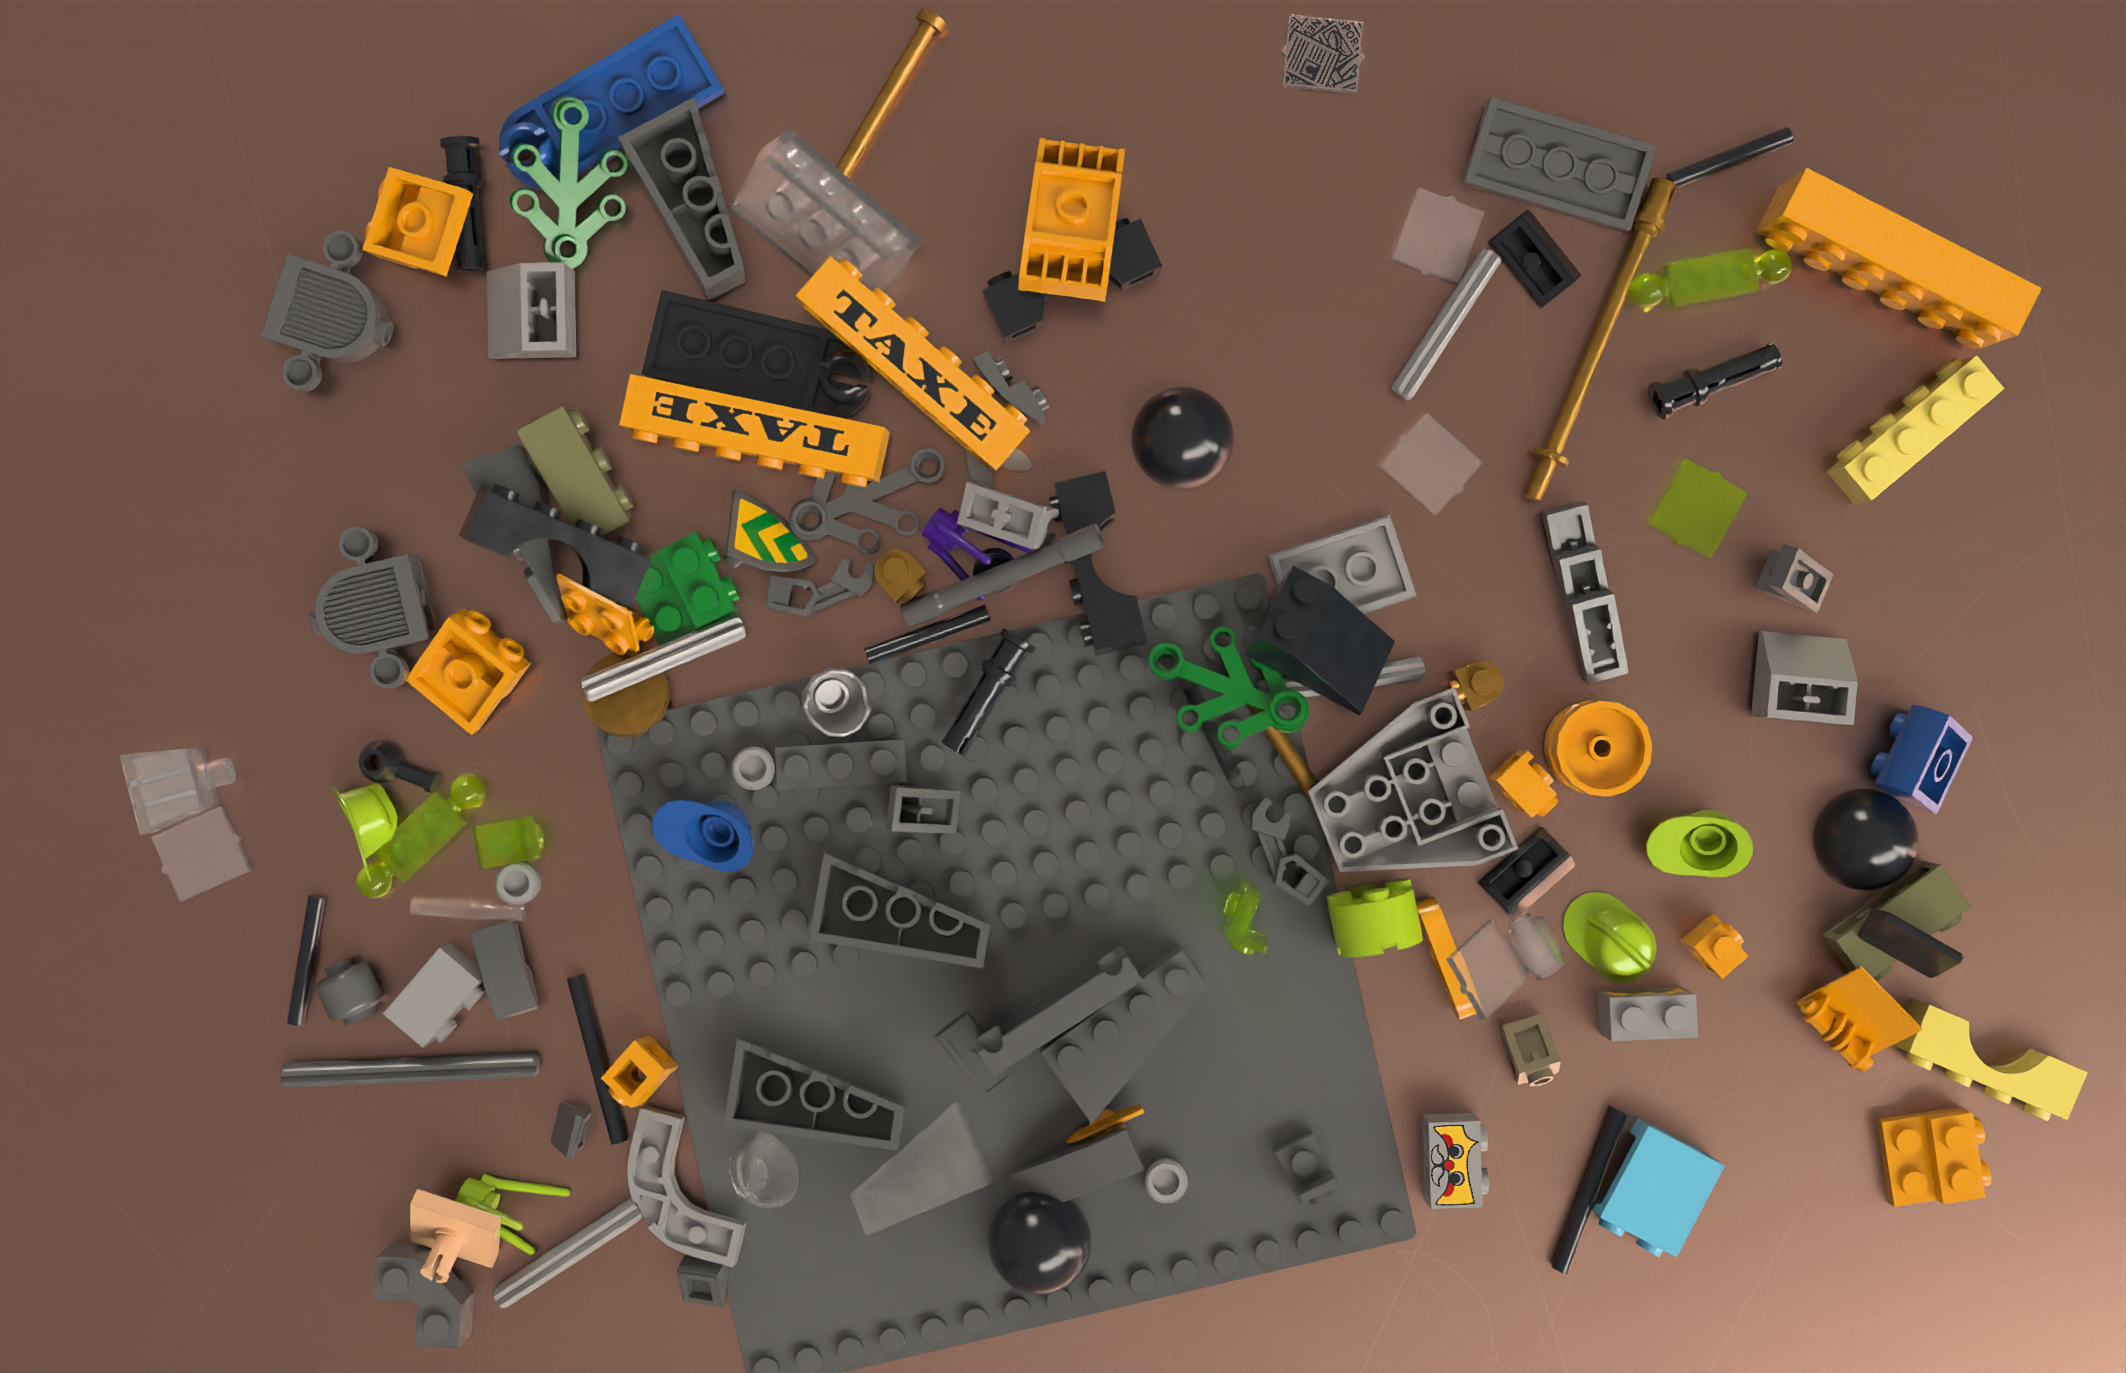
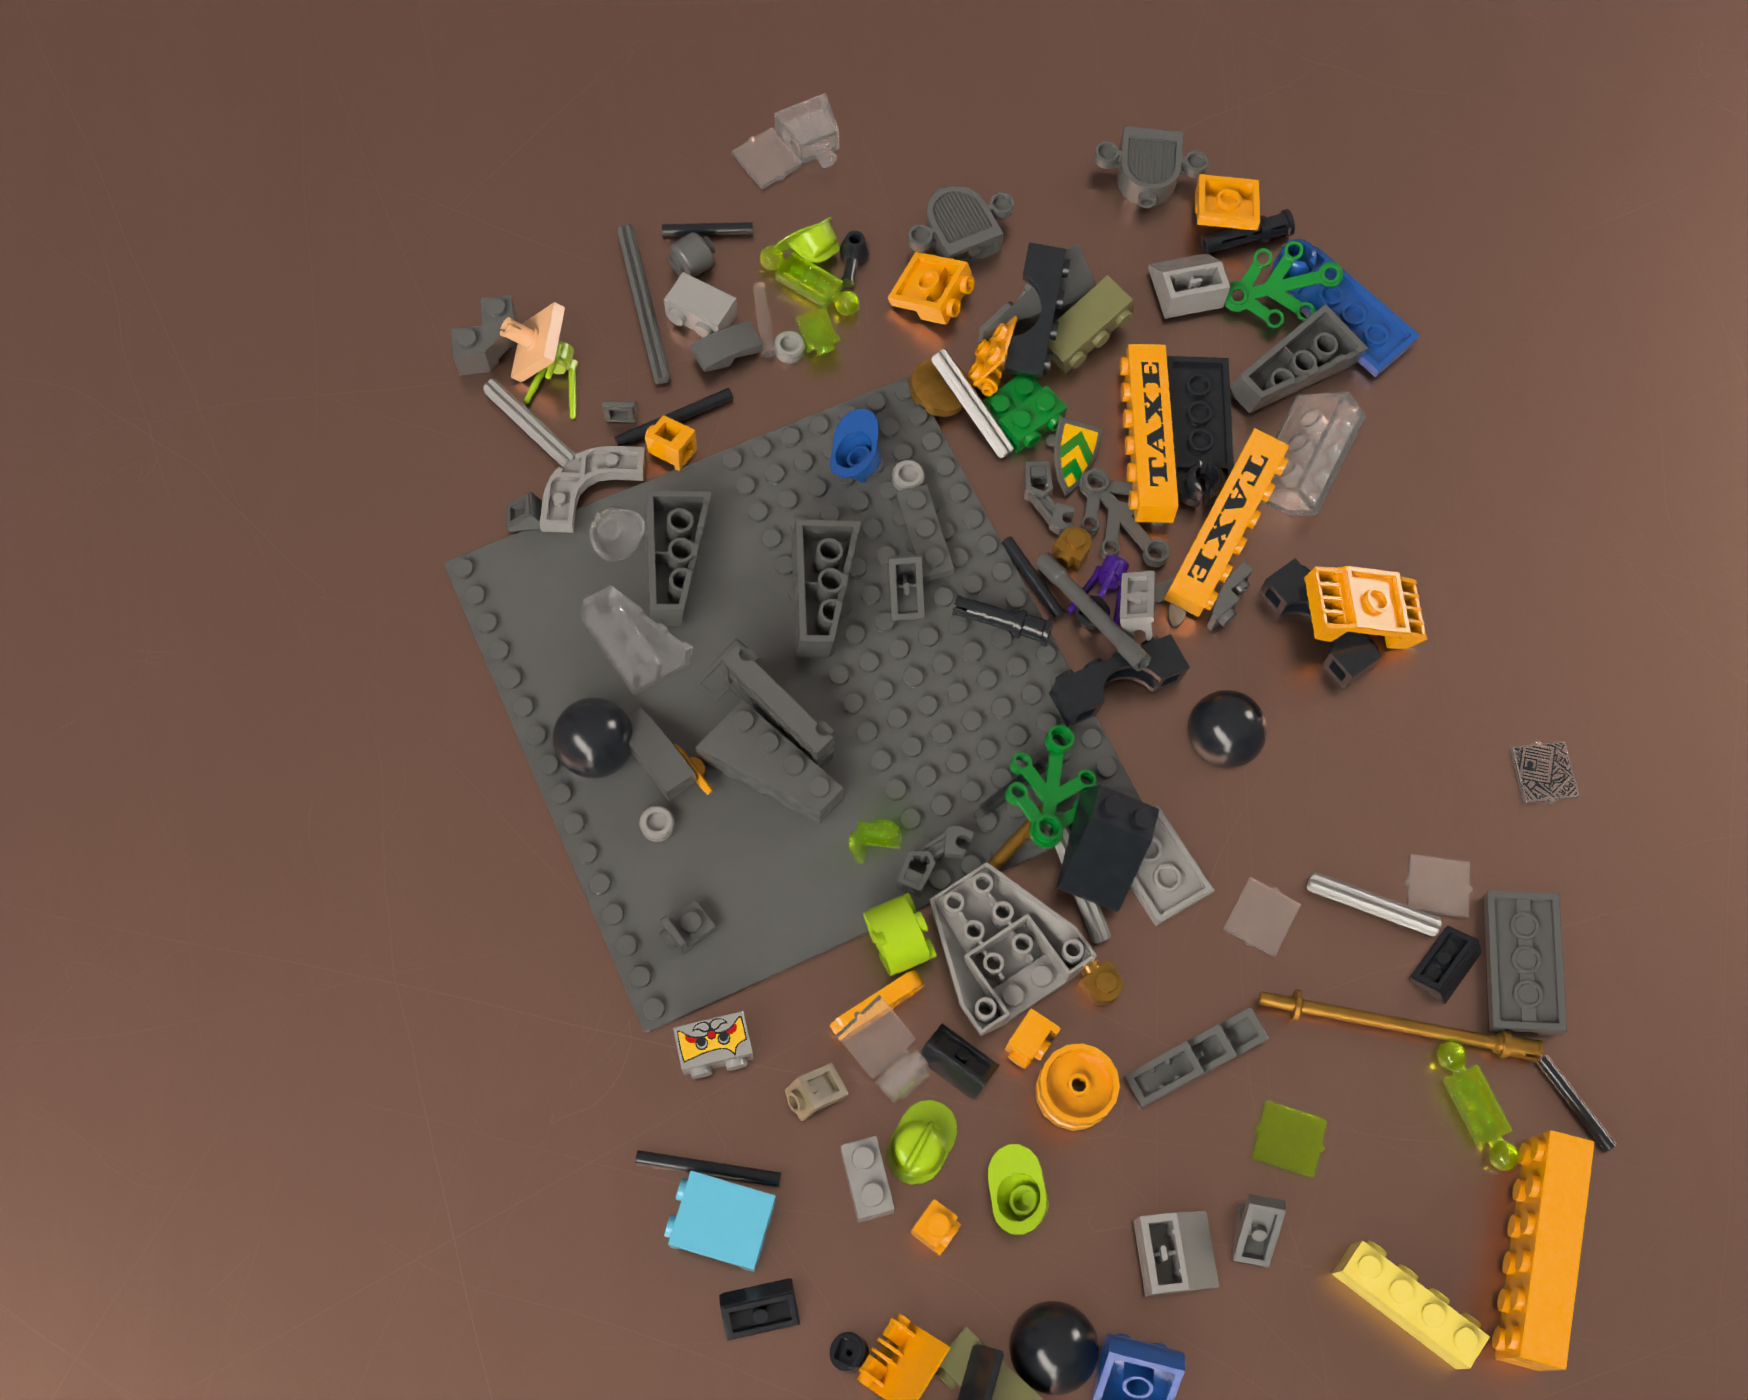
camera: 70 degrees right, 20 degrees down
(835, 702) = (971, 515): light grey hair -> none
(927, 27) = (1468, 495): pearl gold bar -> none
(1697, 385) = (1425, 1163): black pin -> none
(1754, 1161) = (759, 1309): none -> black slope
(1826, 1071) = (848, 1352): none -> black tile

